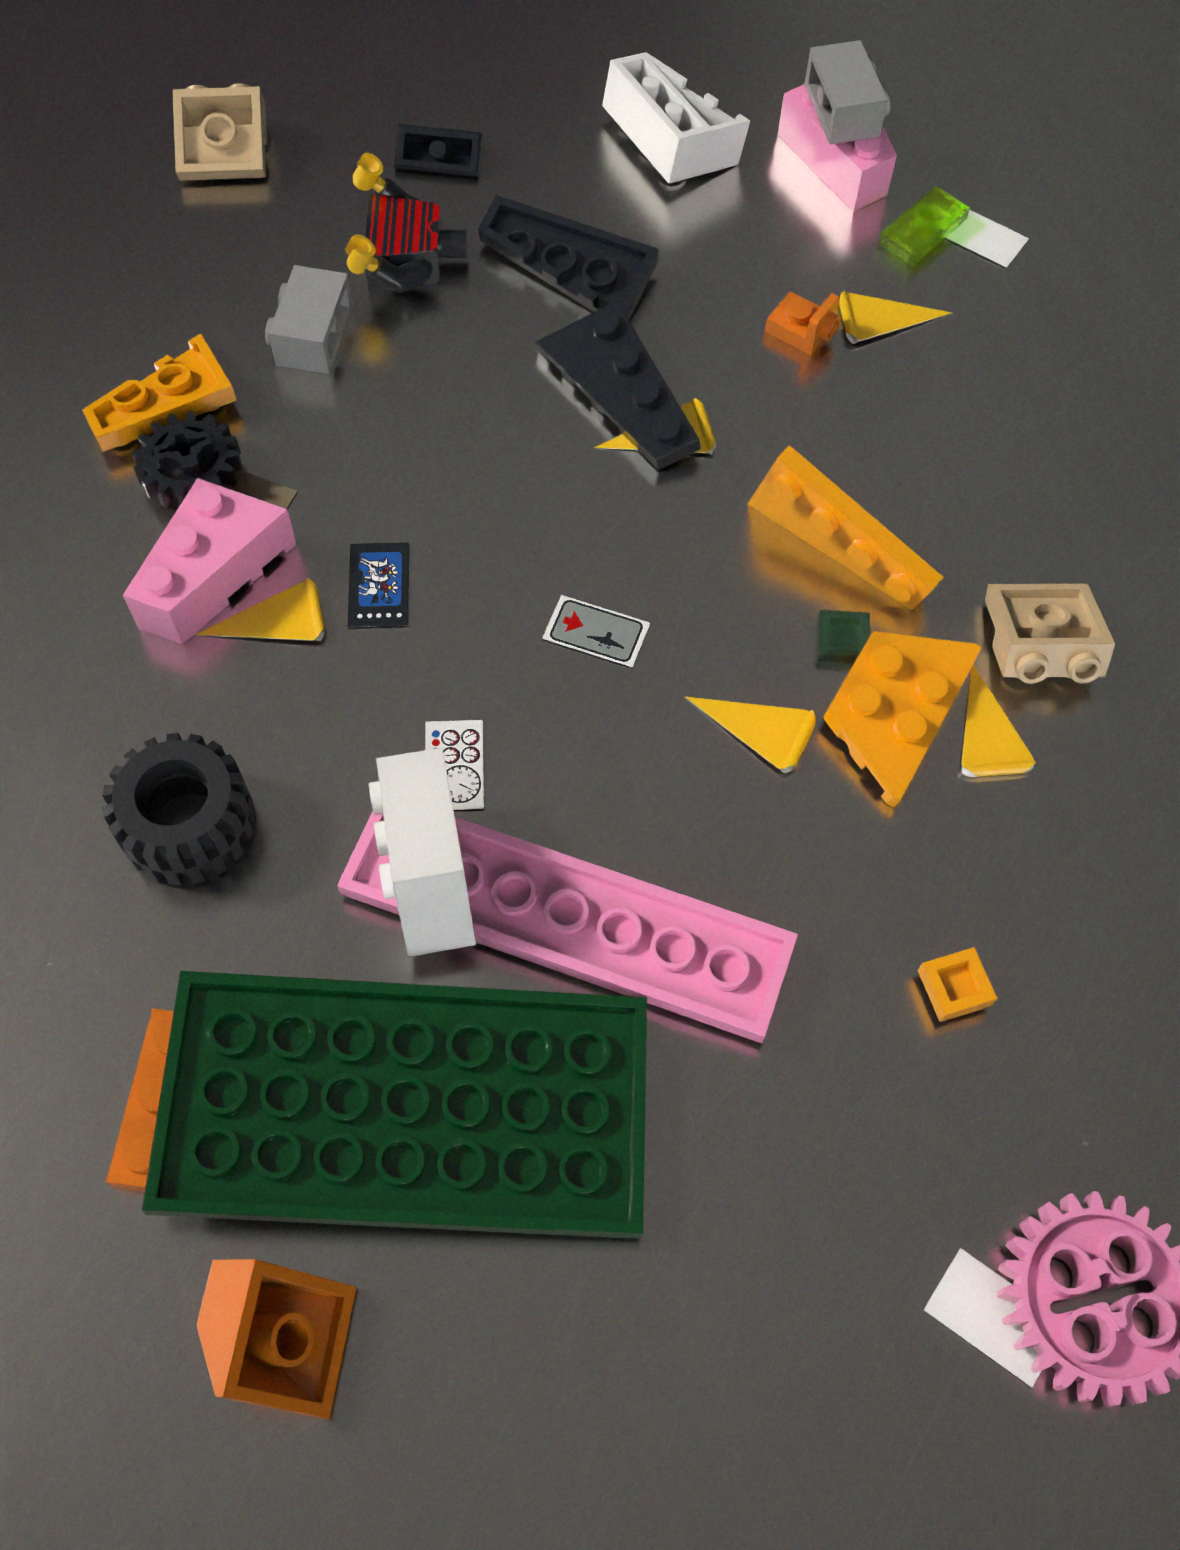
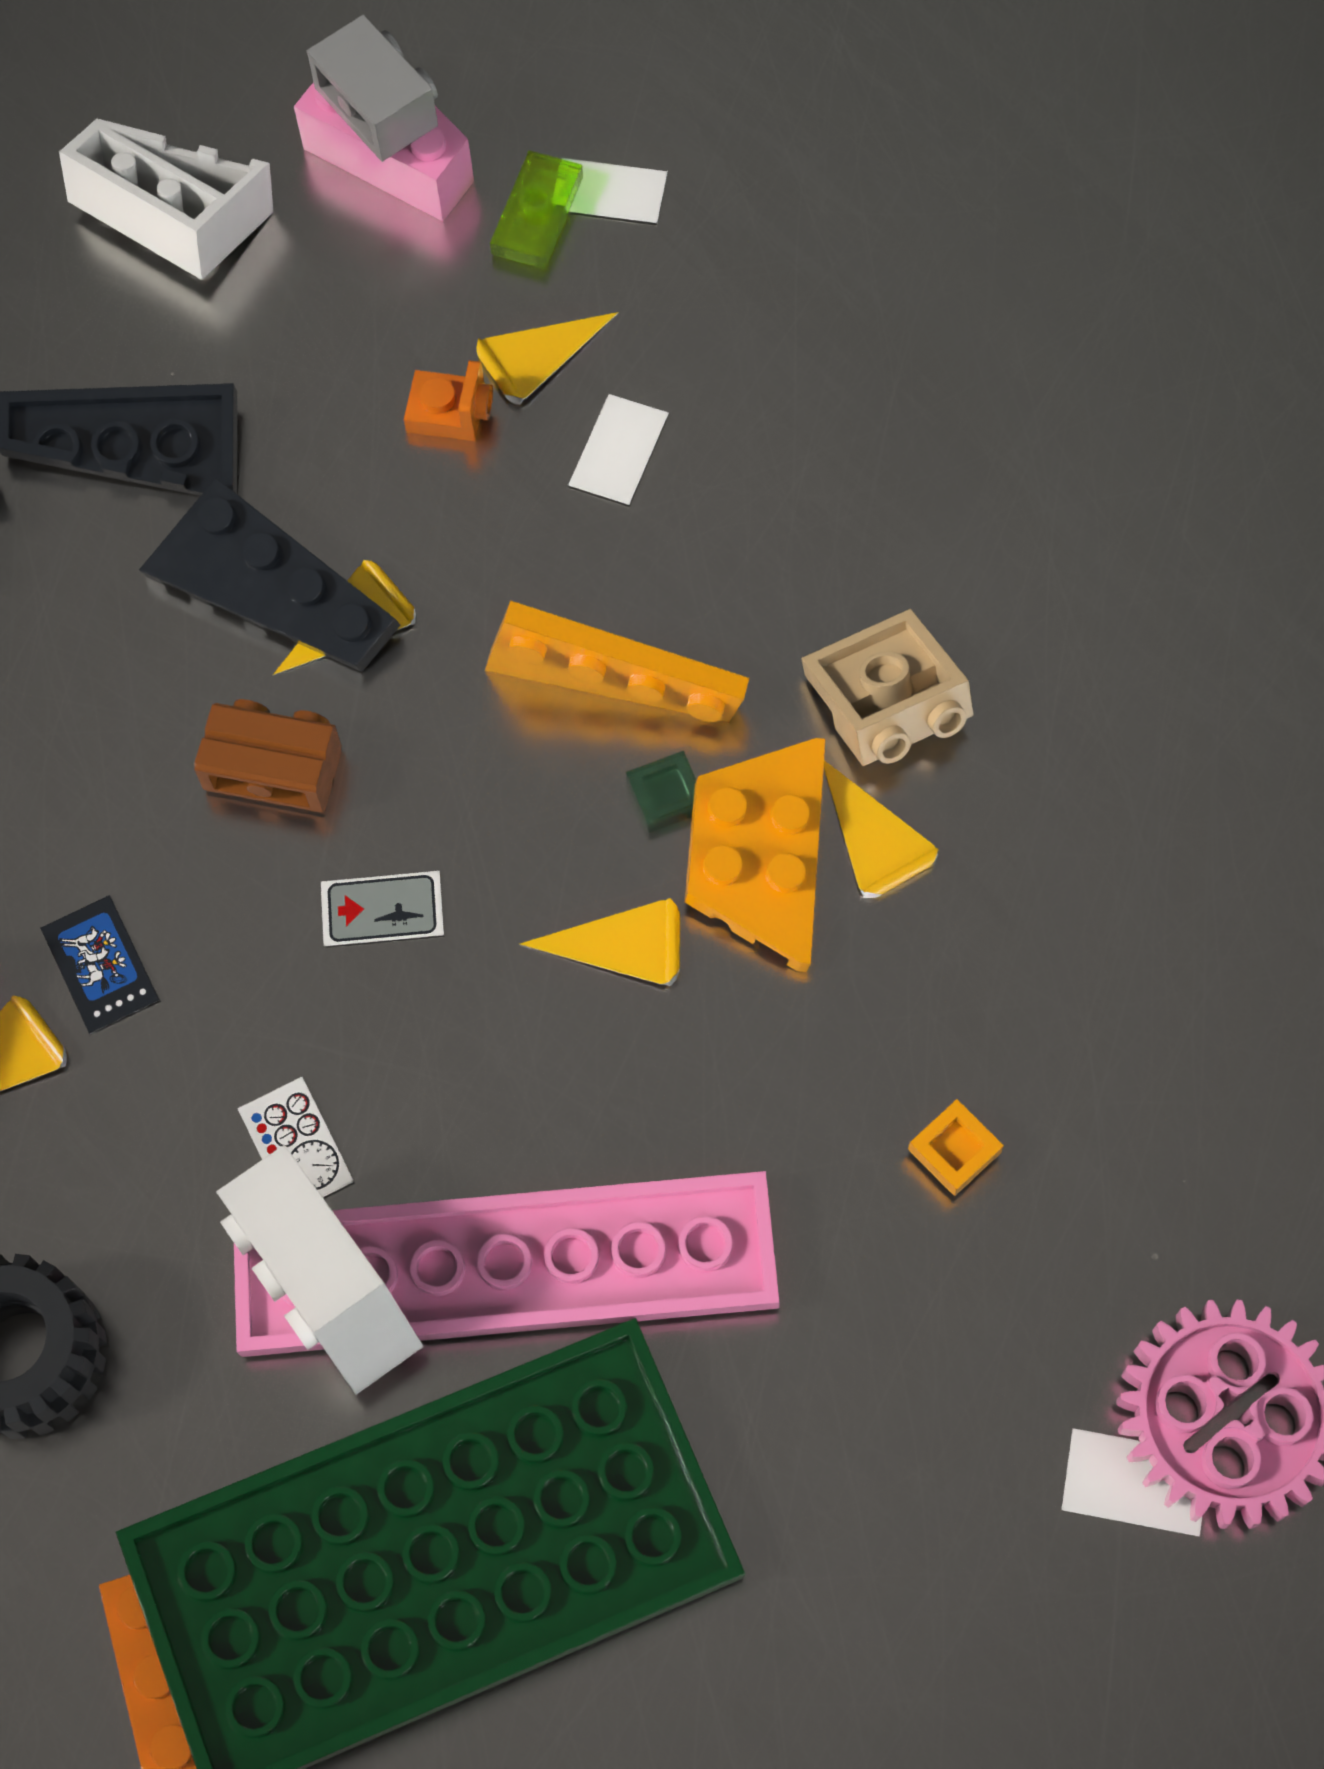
camera: 20 degrees left, 5 degrees up
(565, 493) = (269, 755): none -> dark orange brick
(912, 399) = (618, 449): none -> white sticker

